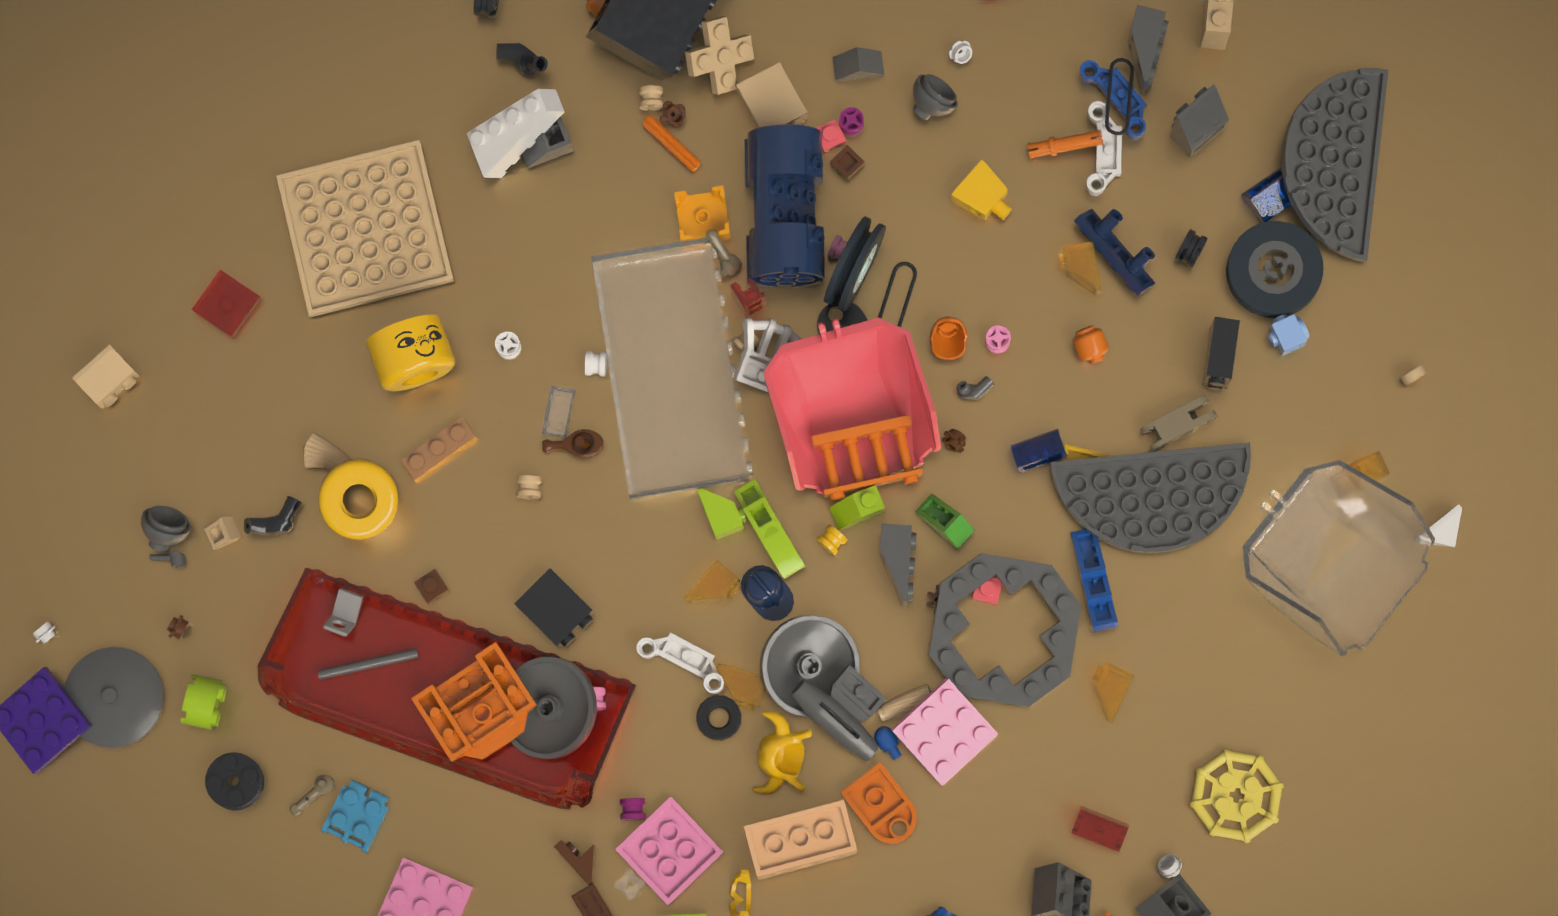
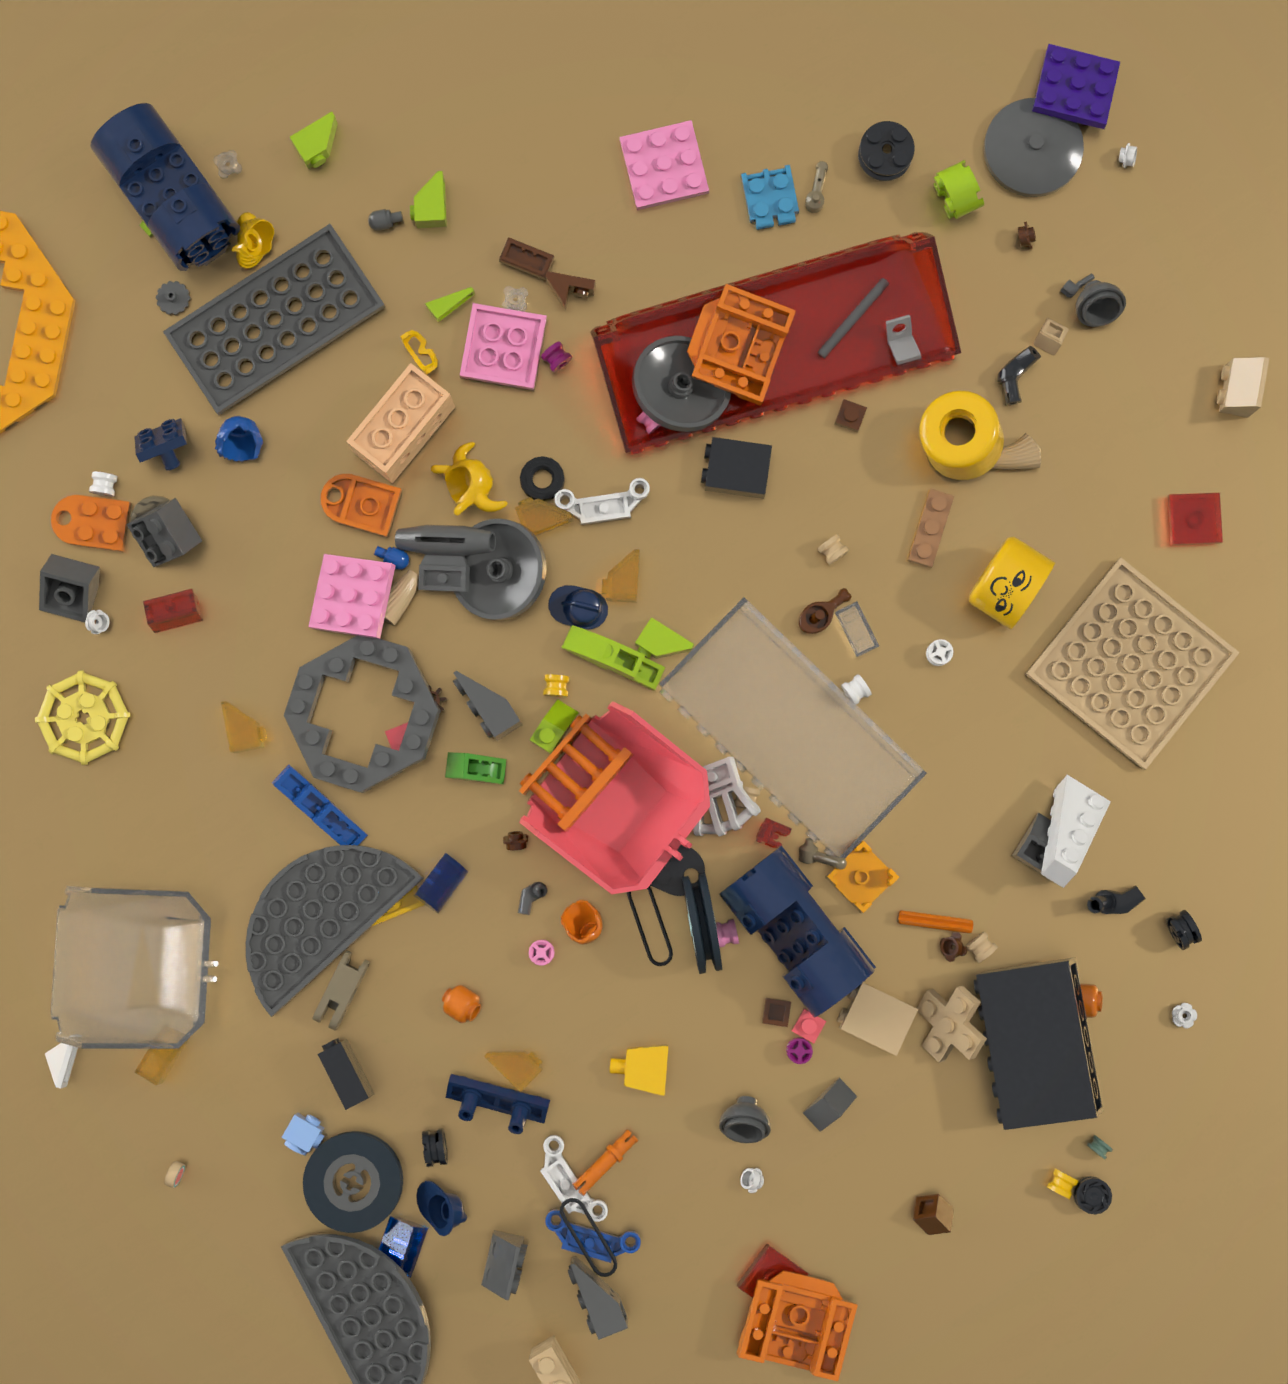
camera: 135 degrees right, 5 degrees up
(1220, 200) = (440, 1208): none -> dark blue piece

